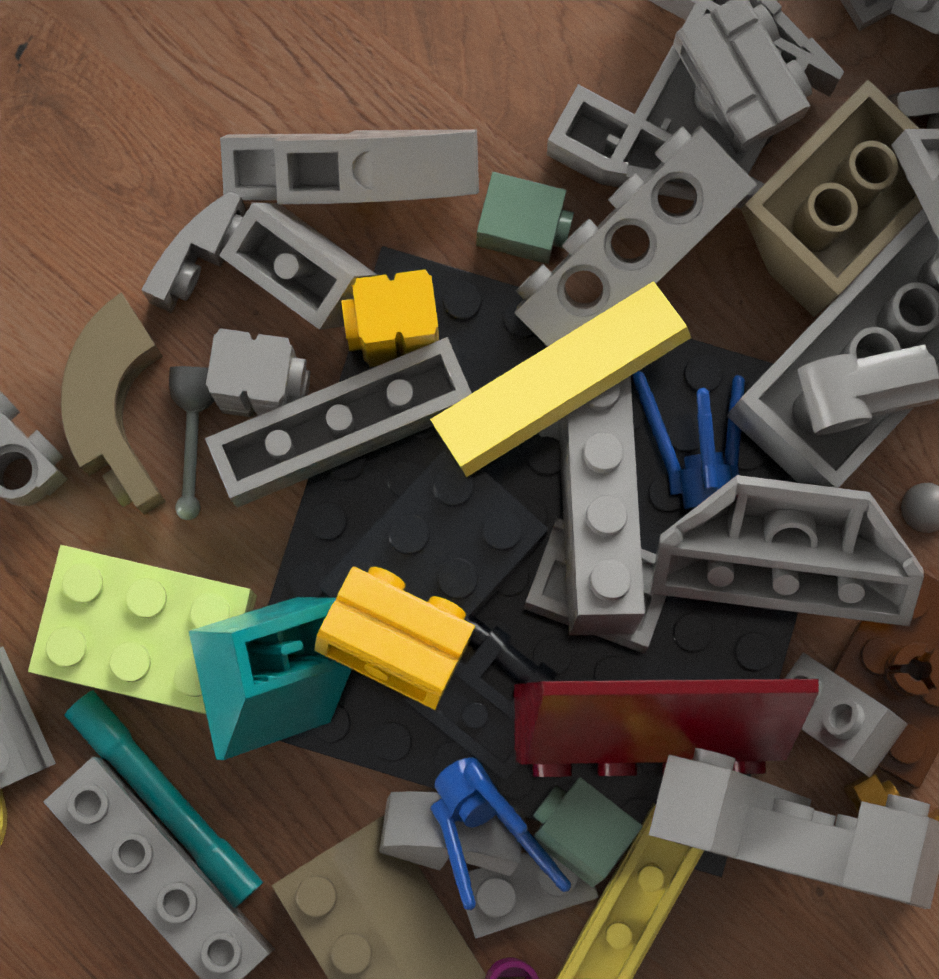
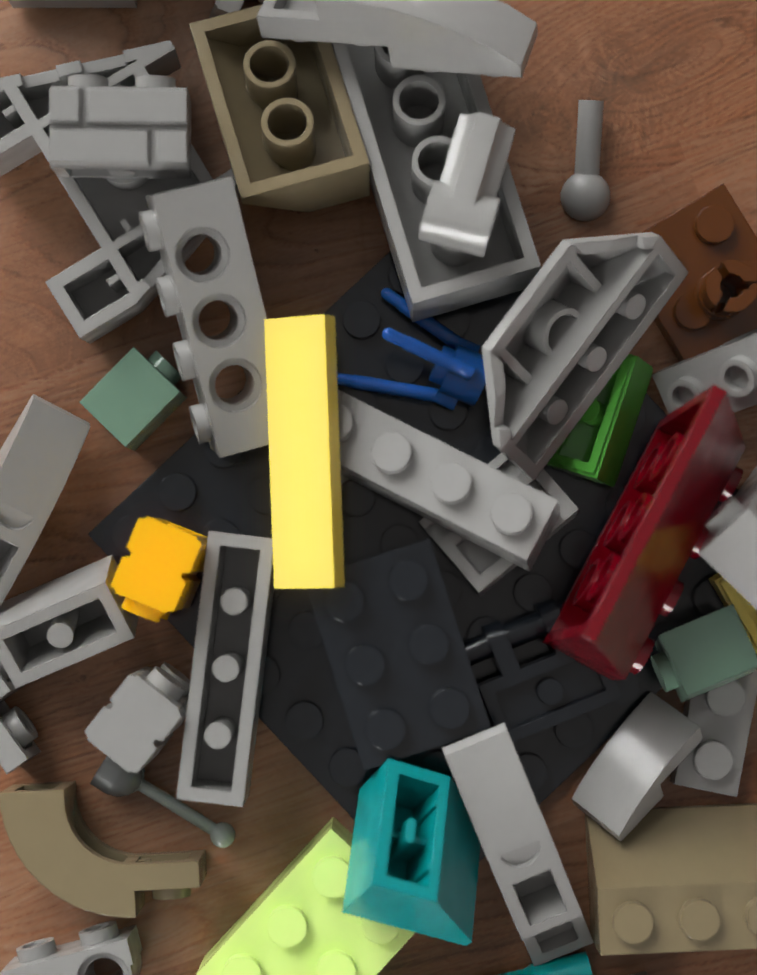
camera: 55 degrees left, 5 degrees up
(316, 772) = (517, 844): none -> light grey slope
(395, 635) = (452, 733): yellow brick -> none
(473, 799) = (623, 734): blue plant -> none
(732, 634) = (603, 433): none -> bright green slope

